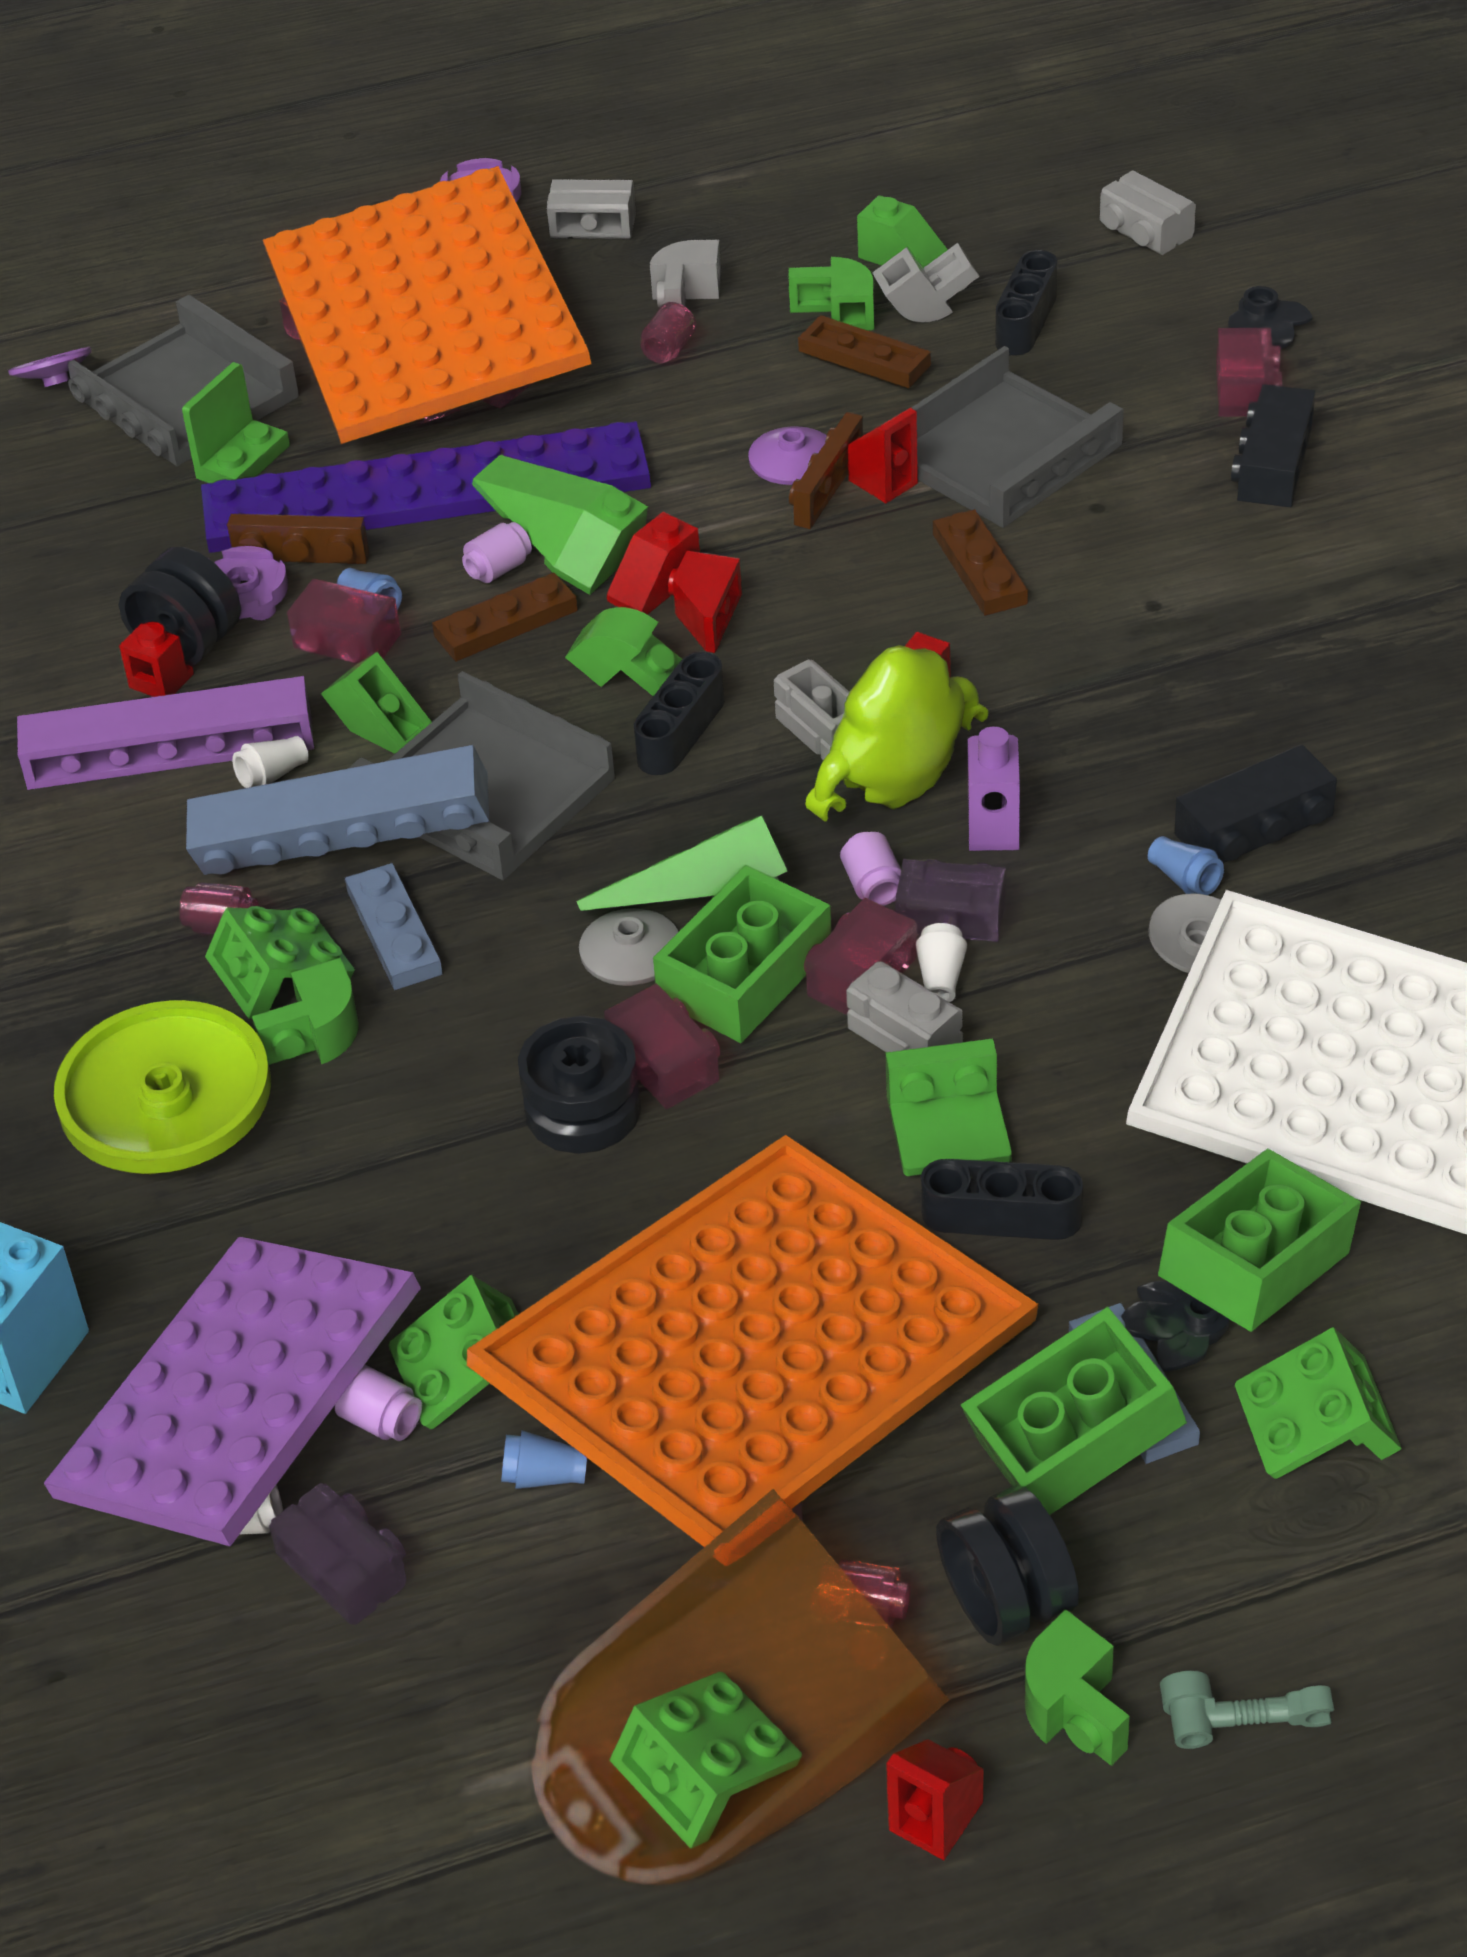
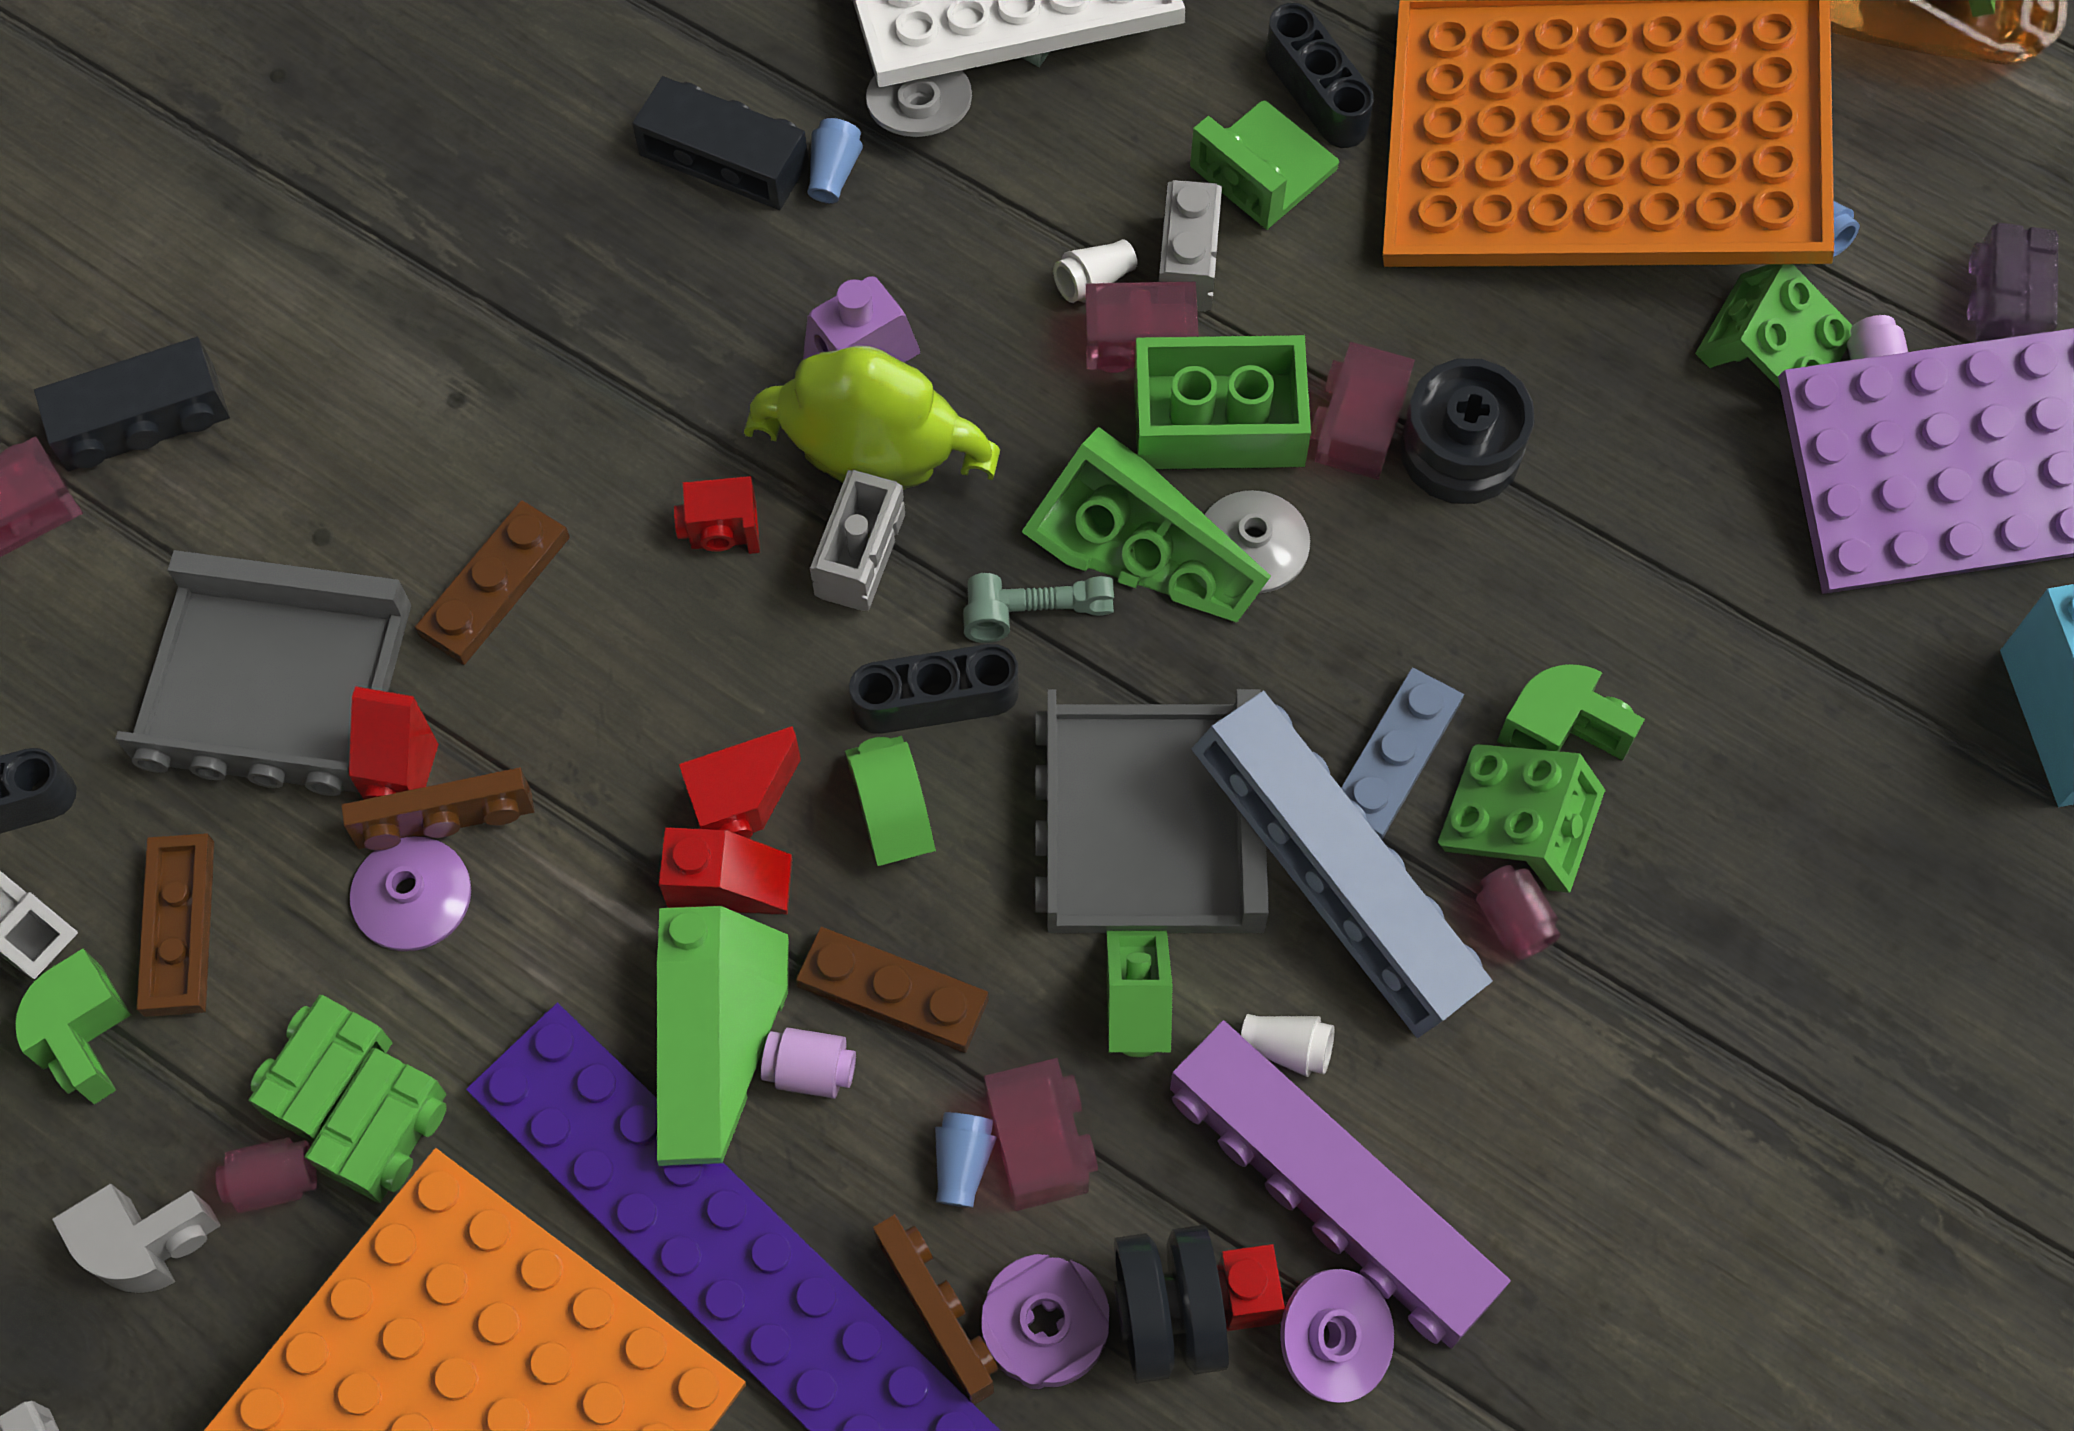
camera: 130 degrees left, 20 degrees up
(87, 677) = (1358, 1341): none -> medium lavender dish
(162, 1086) = (1762, 762): lime dish -> none
(650, 379) = (378, 1126): none -> bright green brick
(708, 370) = (314, 1066): none -> bright green brick
(712, 774) = (989, 605): none -> sand green brick
(871, 867) = (1021, 389): lavender brick -> none
(953, 894) = (1015, 302): clear purple brick -> none

